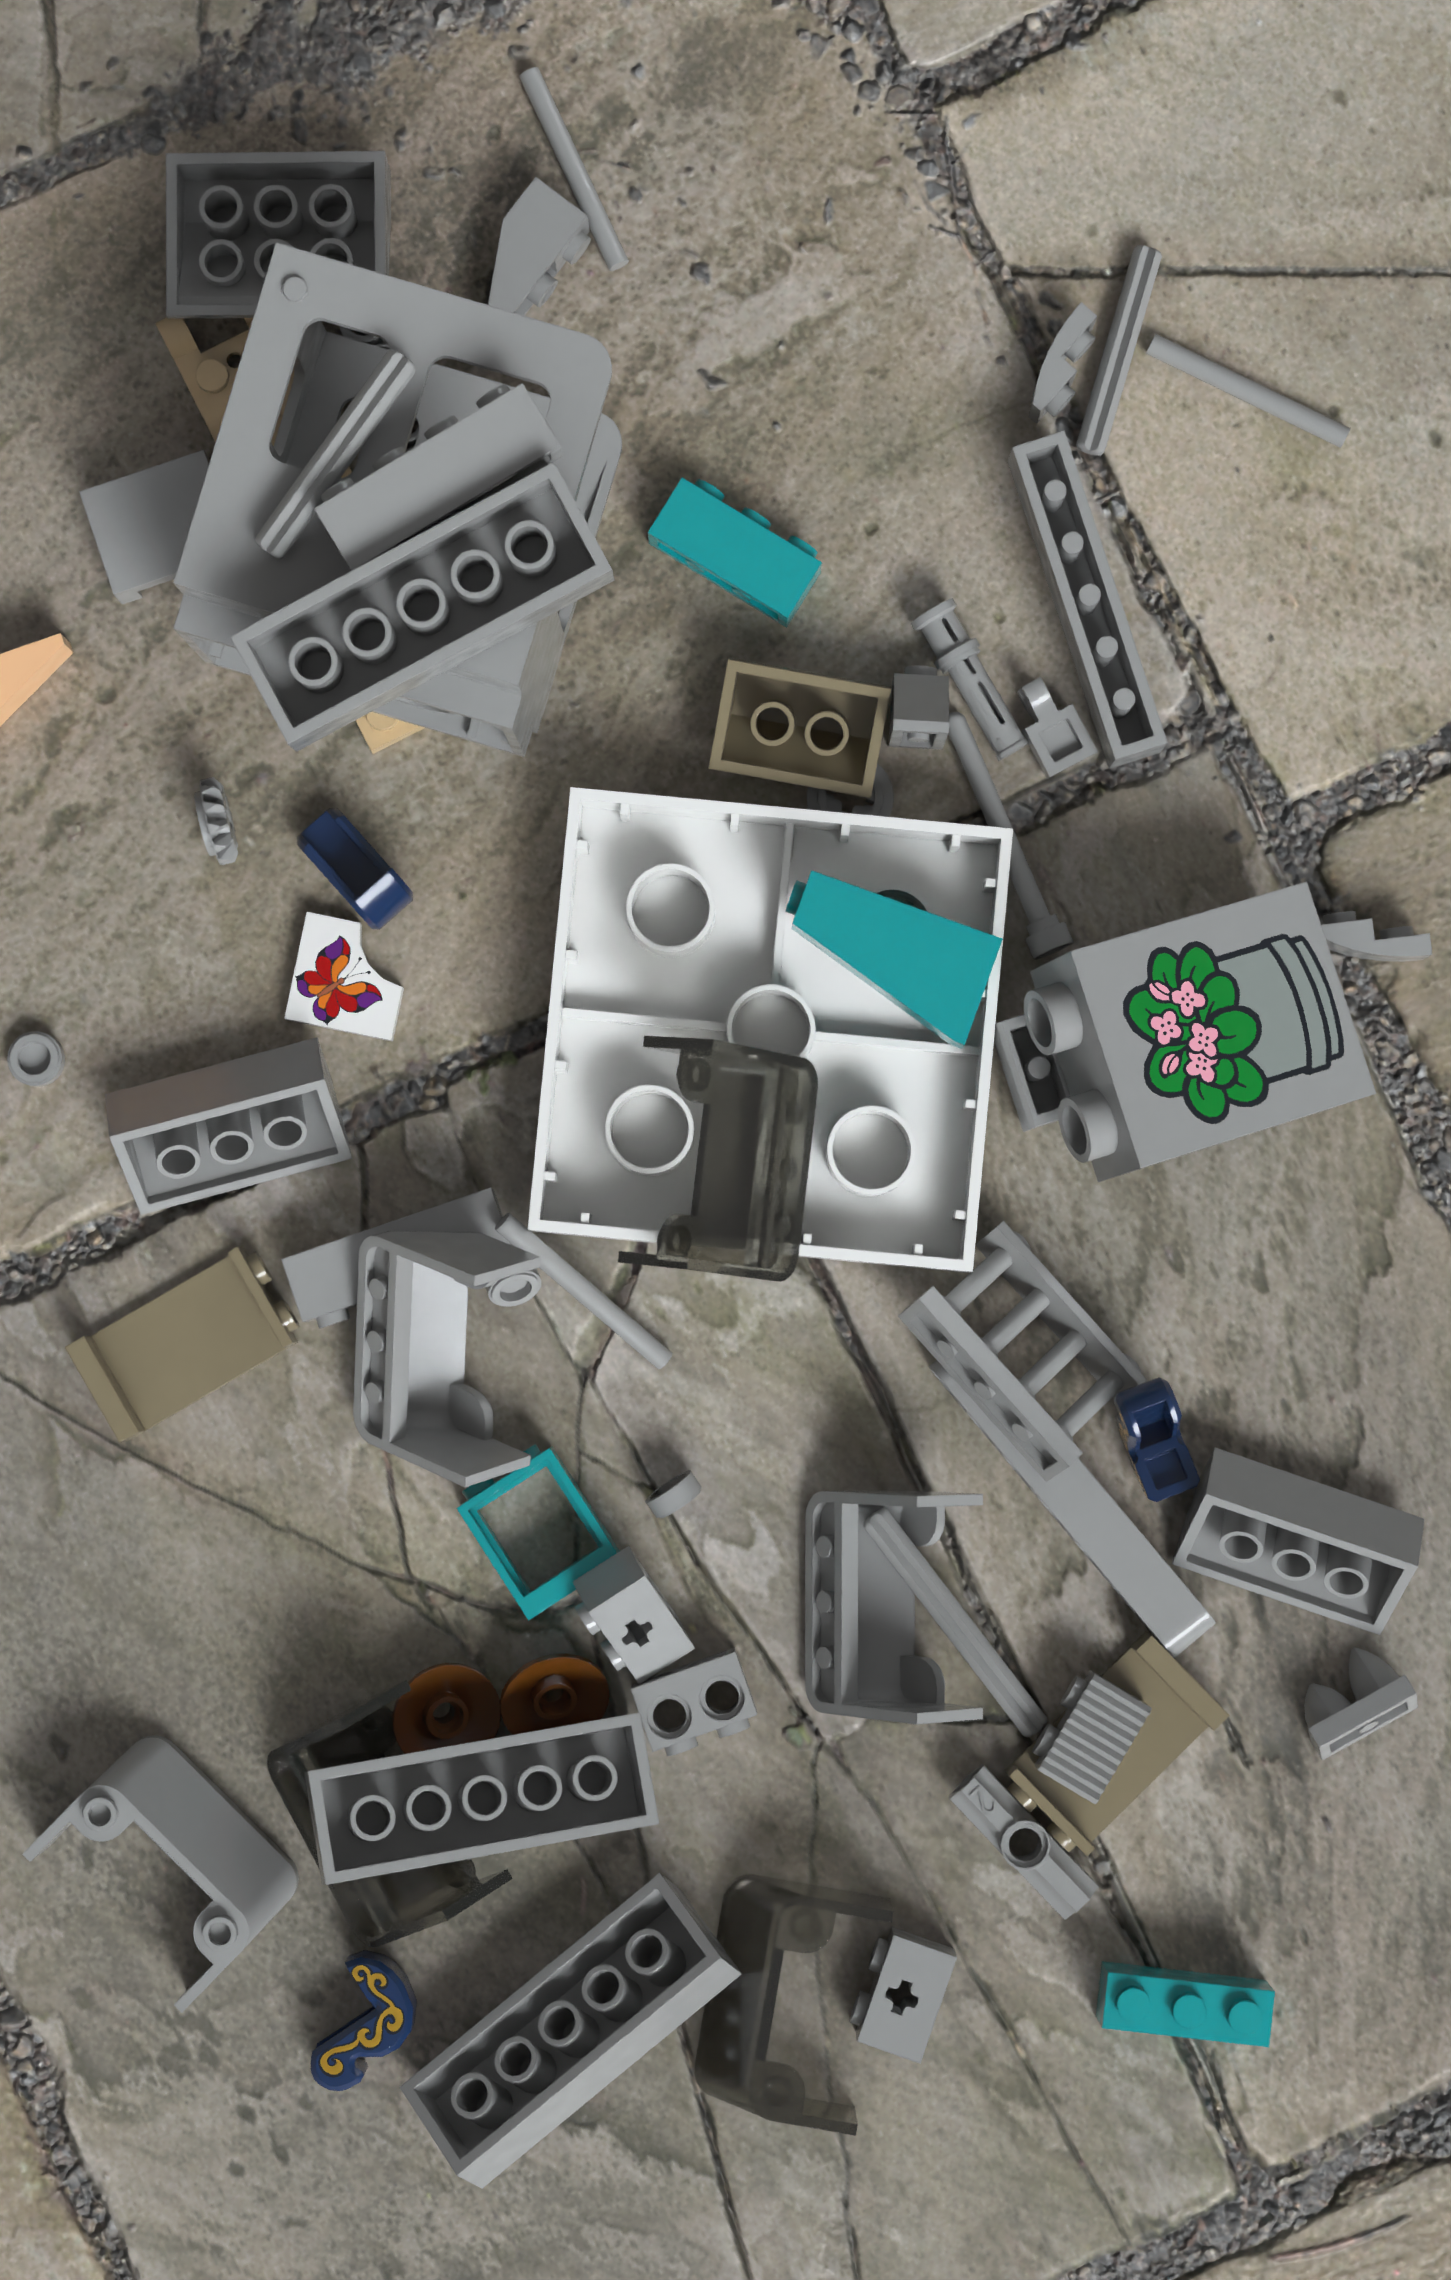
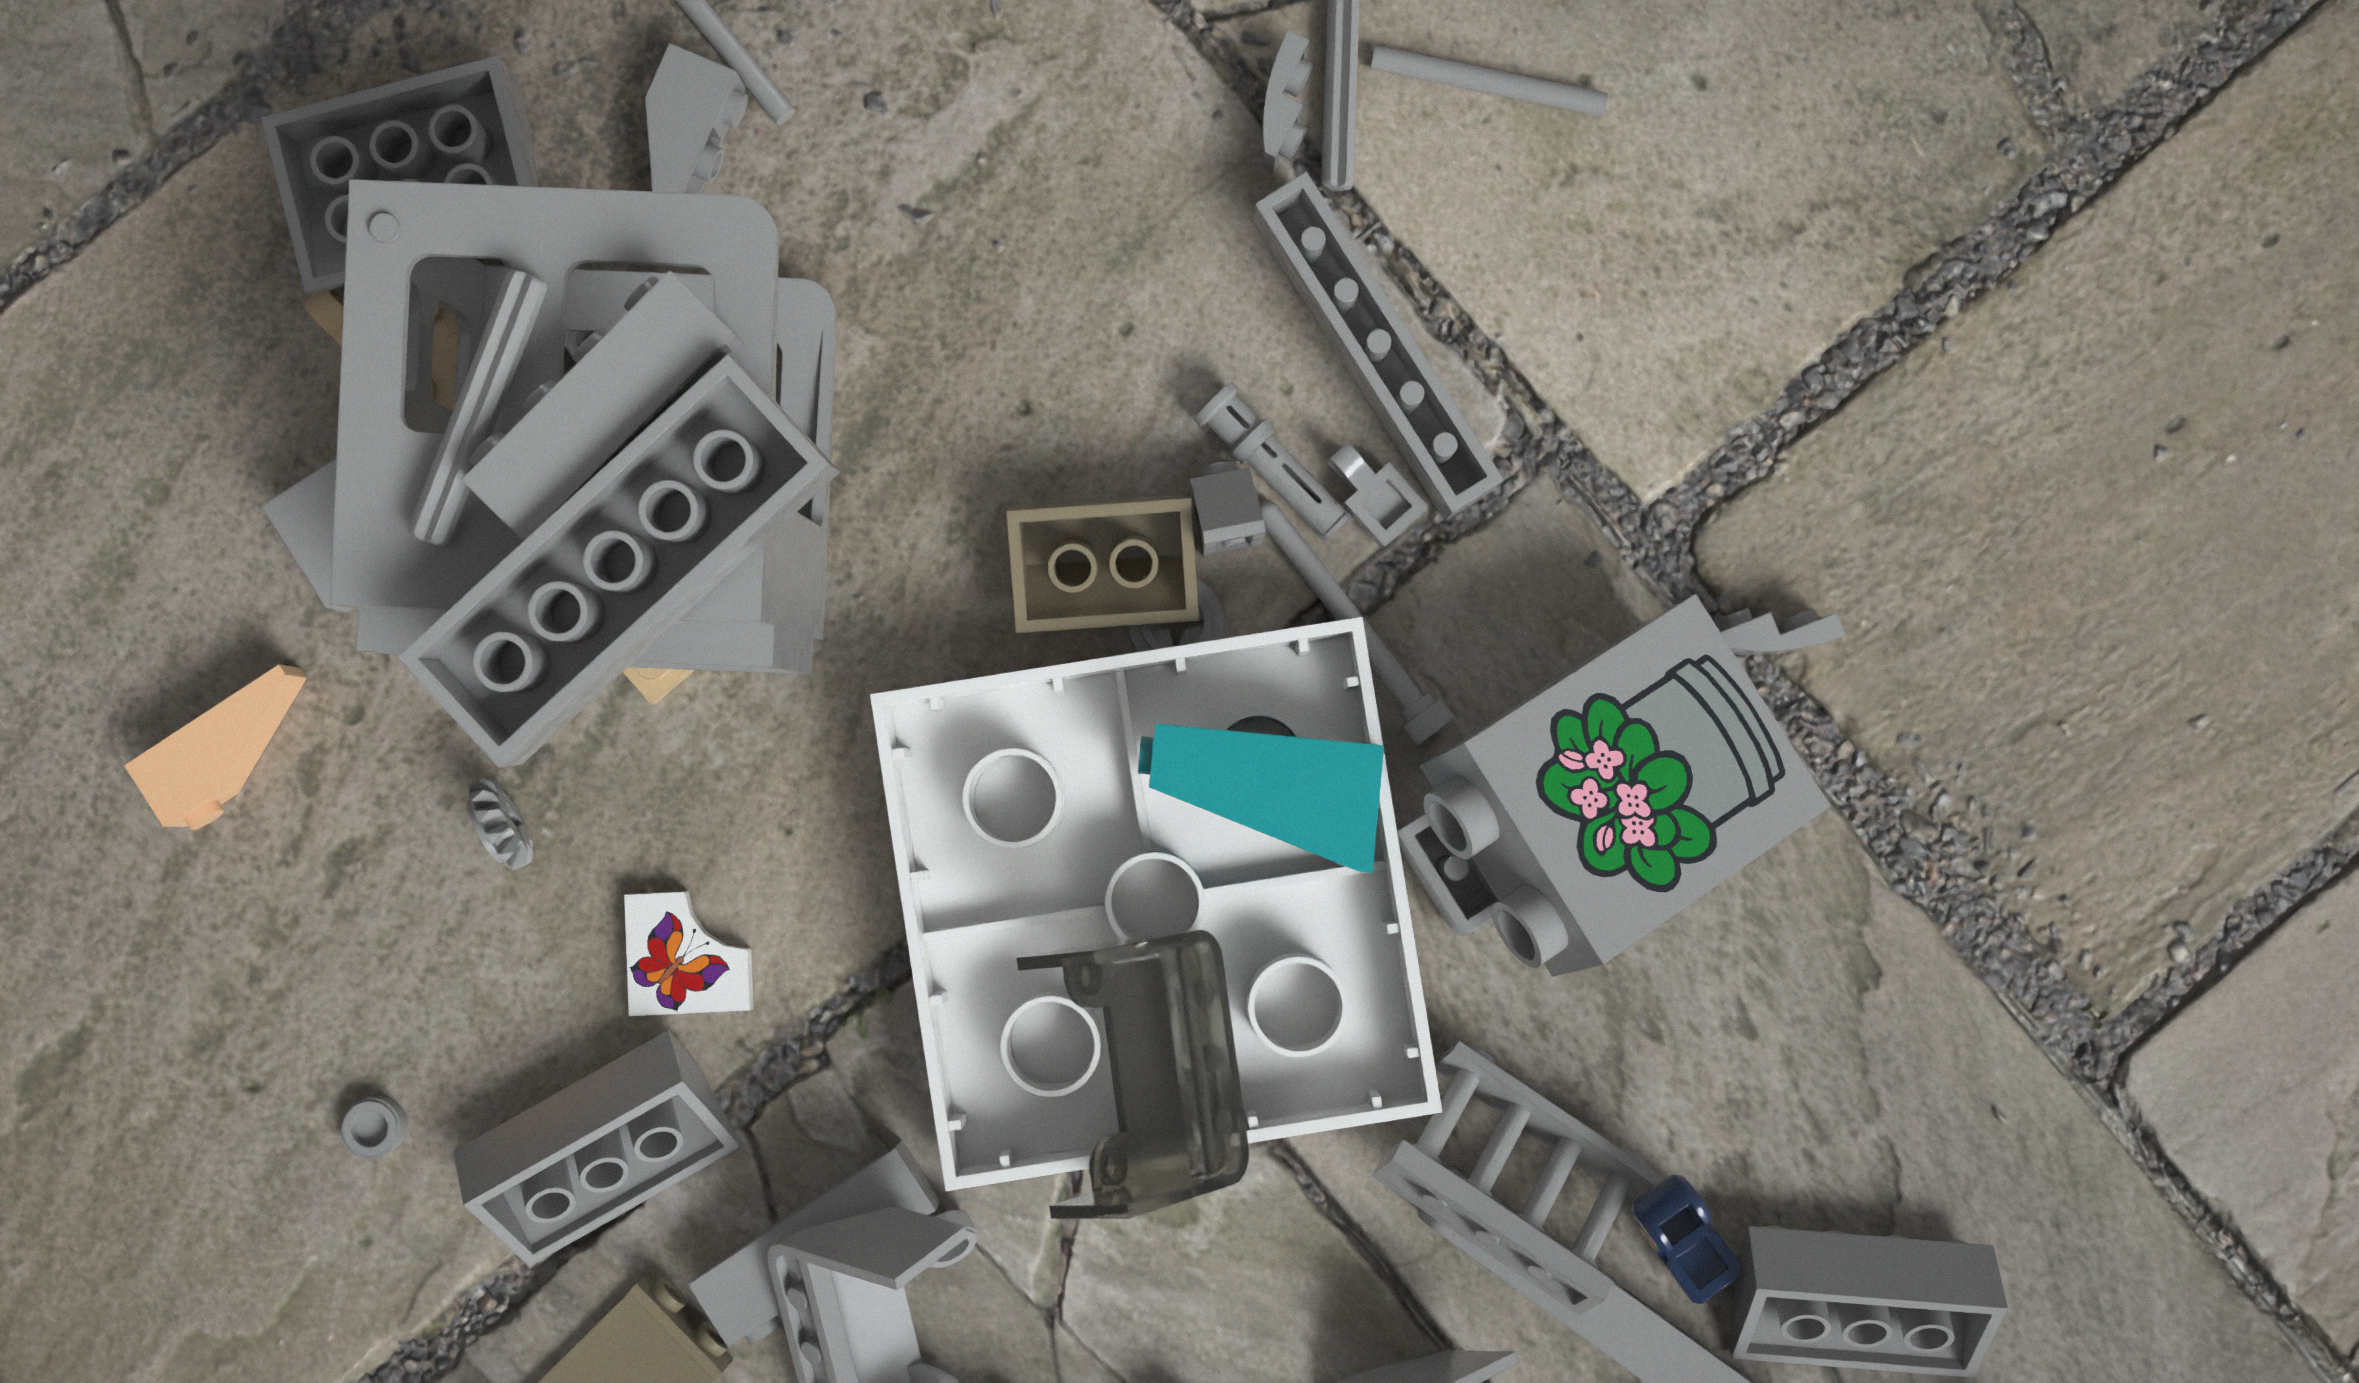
camera: 15 degrees left, 0 degrees up
(355, 868) = (664, 837): dark blue animal -> none
(585, 1292) = (1025, 1232): light grey bar -> none
(735, 550) = (986, 388): teal brick -> none

